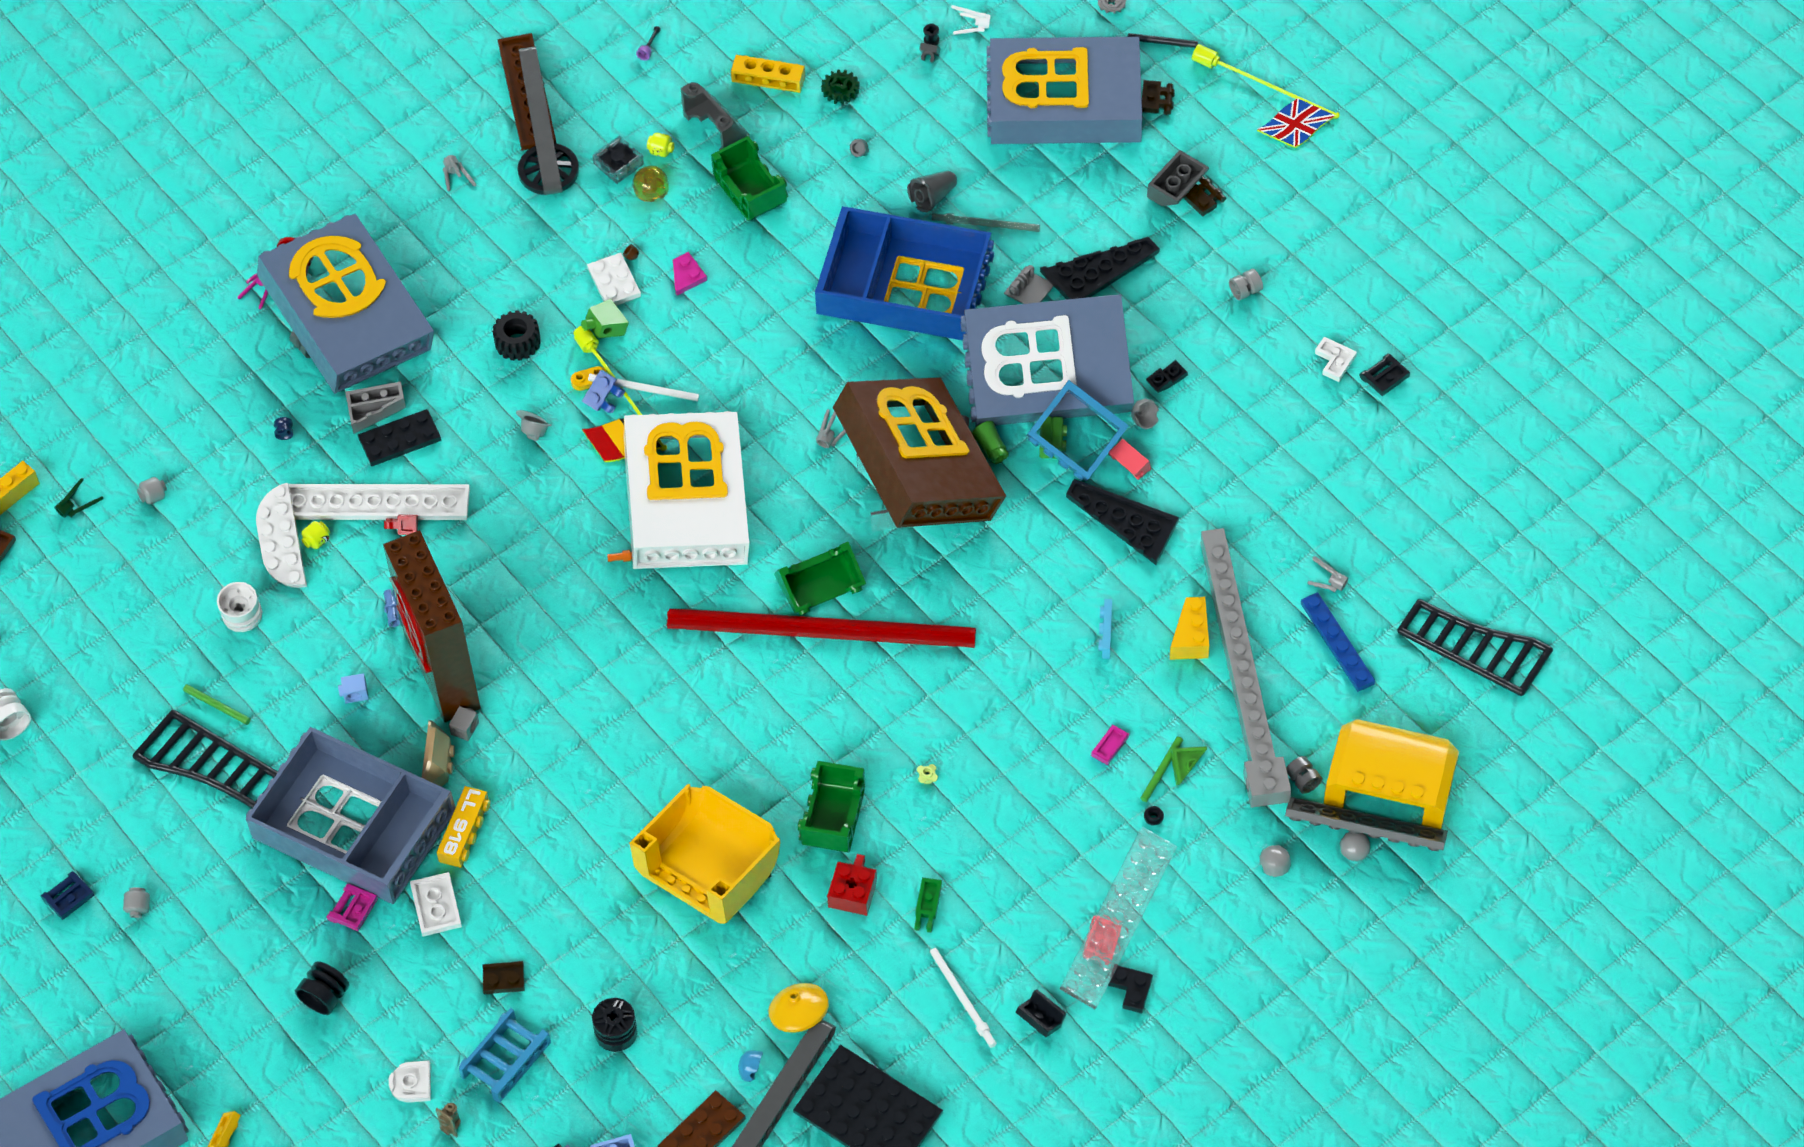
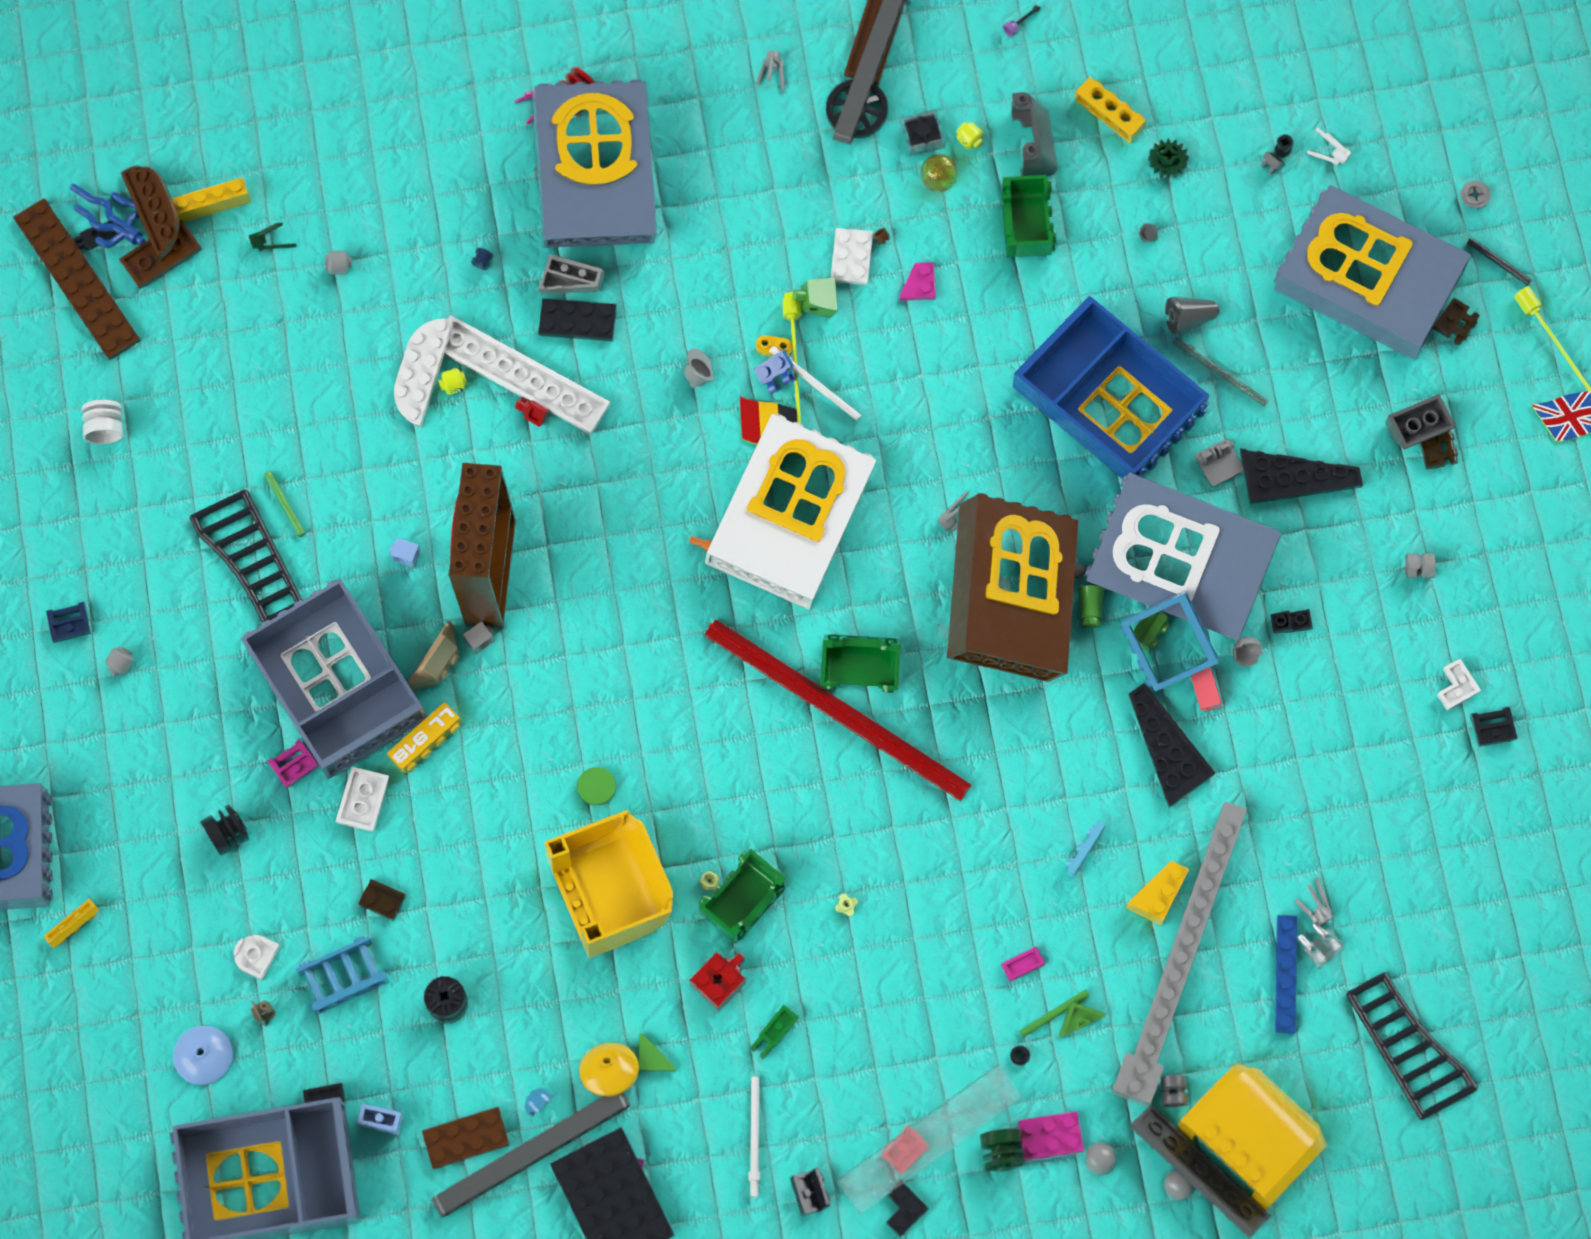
camera: 30 degrees right, 15 degrees up
(237, 598) = (345, 412): white wheel -> none
(516, 324) = (730, 257): black tyre -> none
(644, 790) = (596, 786): none -> bright green tile
(793, 809) = (714, 880): none -> yellowish green plate
(831, 981) = (651, 1058): none -> bright green tile
(1188, 891) = (1003, 1154): none -> dark green wheel
(1220, 865) = (1051, 1136): none -> dark pink plate
(1355, 604) = (1324, 948): none -> clear piece

